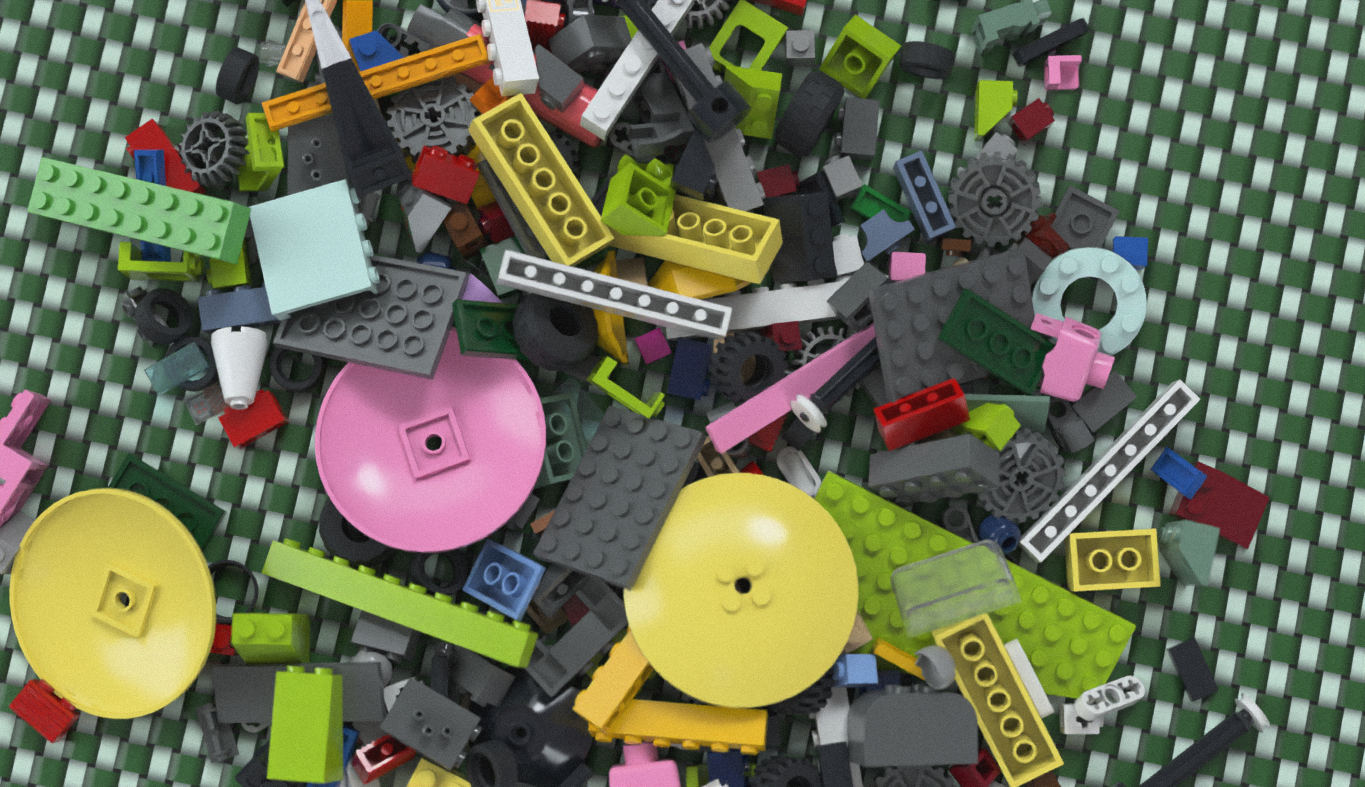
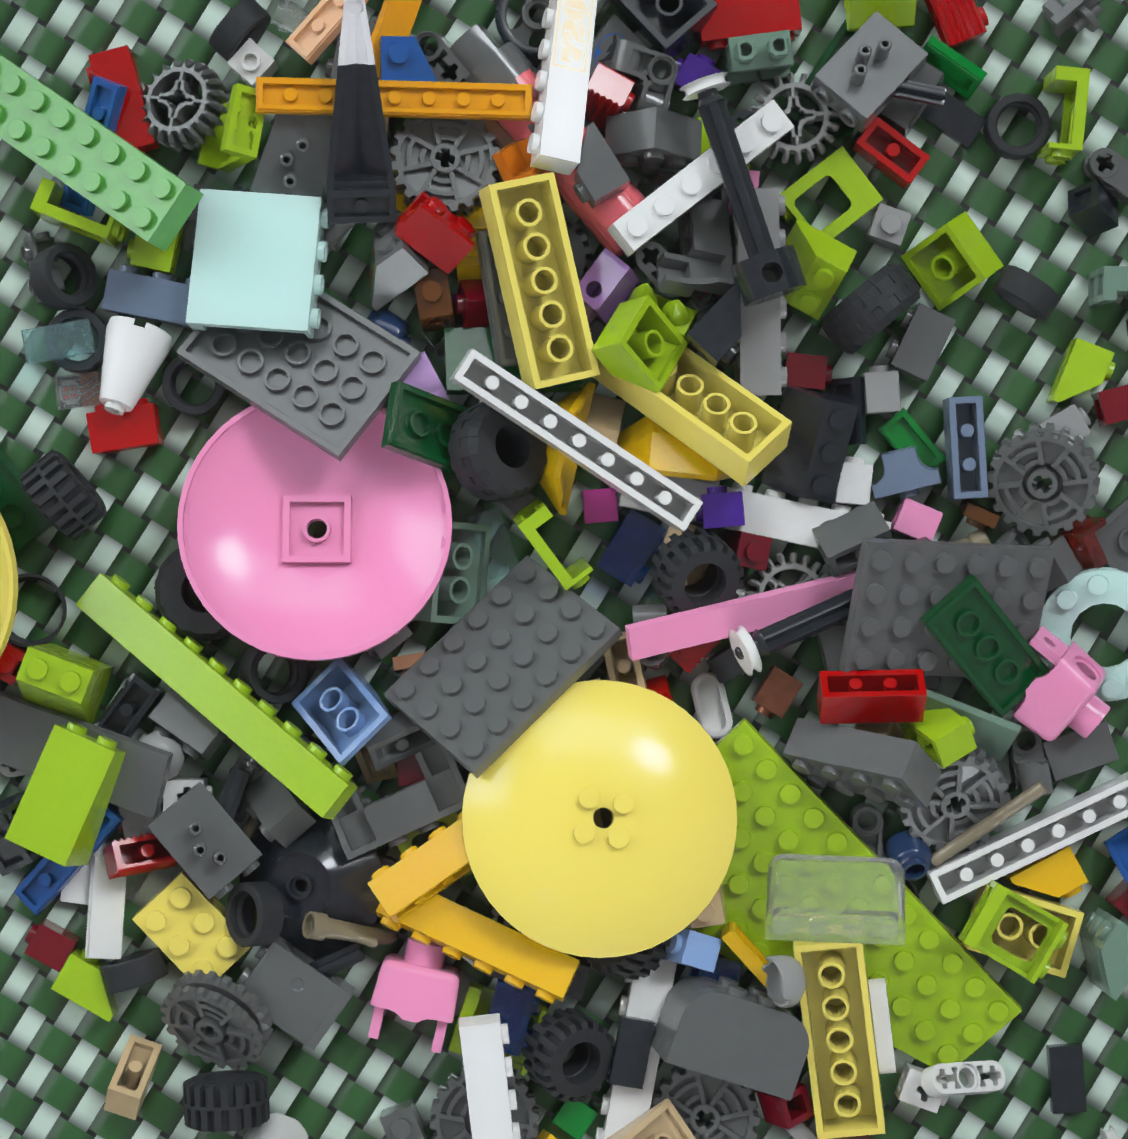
camera: 20 degrees right, 5 degrees up
(221, 488) = (63, 494): none -> black tyre
(253, 95) = (252, 62): none -> white brick
(334, 638) = (131, 705): none -> black brick
(547, 759) = (320, 926): none -> dark tan plant
(595, 169) = (606, 286): none -> medium lavender torso
(749, 311) = (721, 508): none -> dark purple brick
(846, 443) = (775, 693): none -> copper brick
(1053, 483) = (988, 823): none -> dark tan bar
(1080, 556) = (988, 914): none -> lime window
(1118, 508) = (1053, 874): none -> yellow slope

